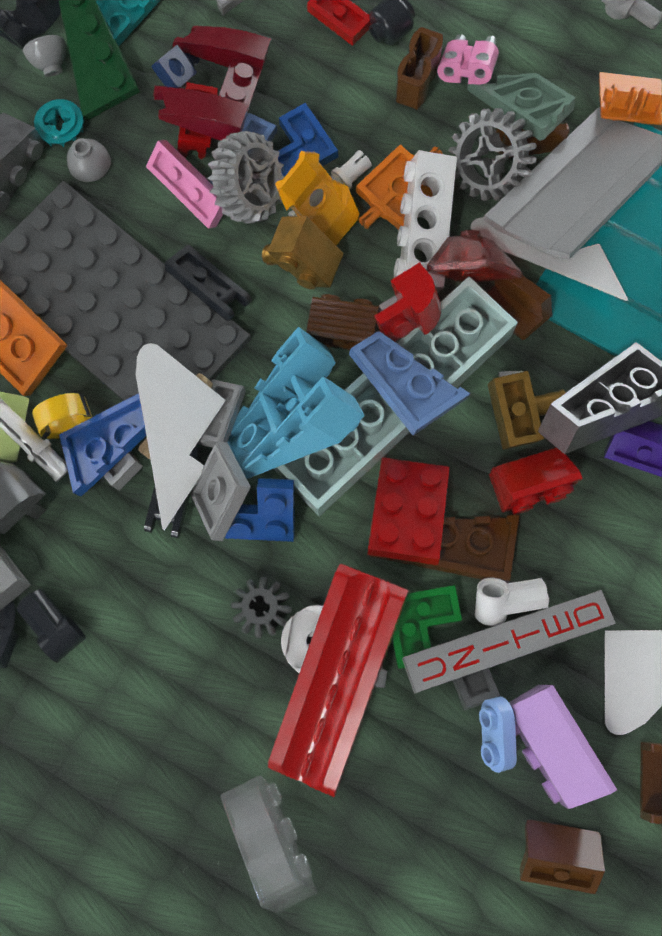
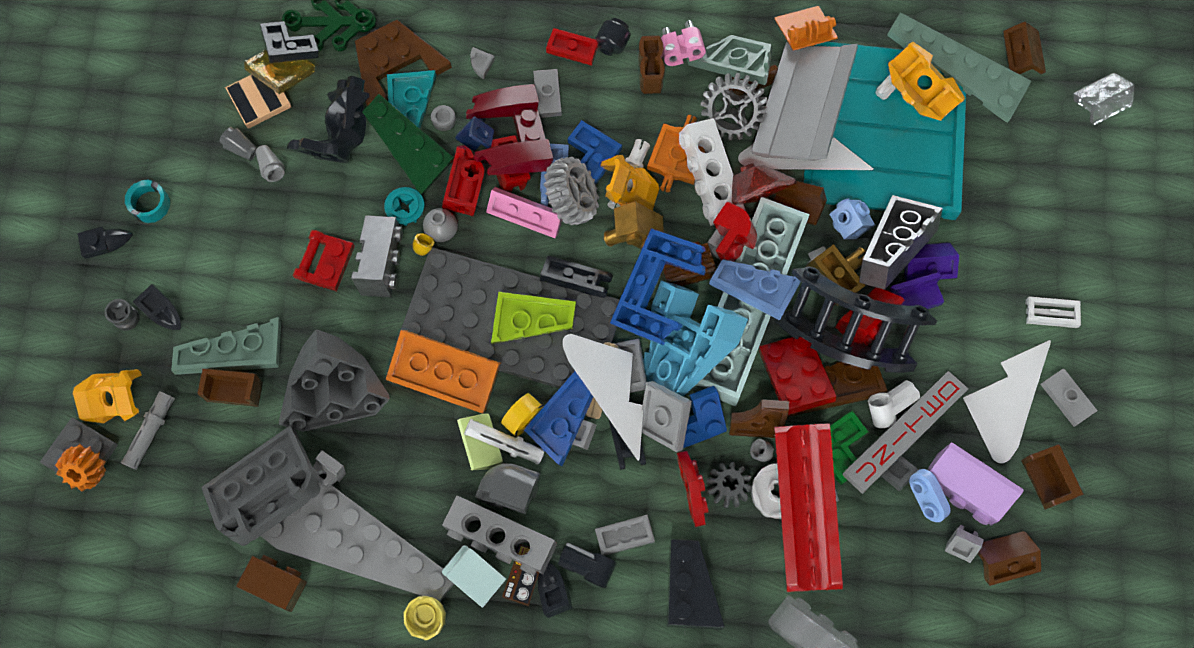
camera: 30 degrees left, 5 degrees down
(46, 54) = (371, 160): light grey brick -> none
(59, 174) = (422, 244): none -> yellow hinge
(110, 610) = (624, 535): none -> light grey plate
(125, 128) = (461, 189): none -> red piece
(126, 305) = (530, 316): none -> lime wing
(150, 712) = (690, 589): none -> black wedge
(153, 40) = (443, 118): none -> light grey tile
(211, 591) = (694, 486): none -> red plate
(246, 350) = (631, 309): none -> blue wedge
(284, 58) = (548, 92): none -> light grey plate
(316, 580) = (759, 445): none -> light grey hinge
(334, 545) = (760, 420): none -> reddish brown tile
(479, 504) = (844, 349): none -> black fence
(513, 815) = (964, 544): none -> light grey tile
(571, 351) = (851, 218): none -> light blue brick
(609, 479) = (920, 291): none -> dark purple panel

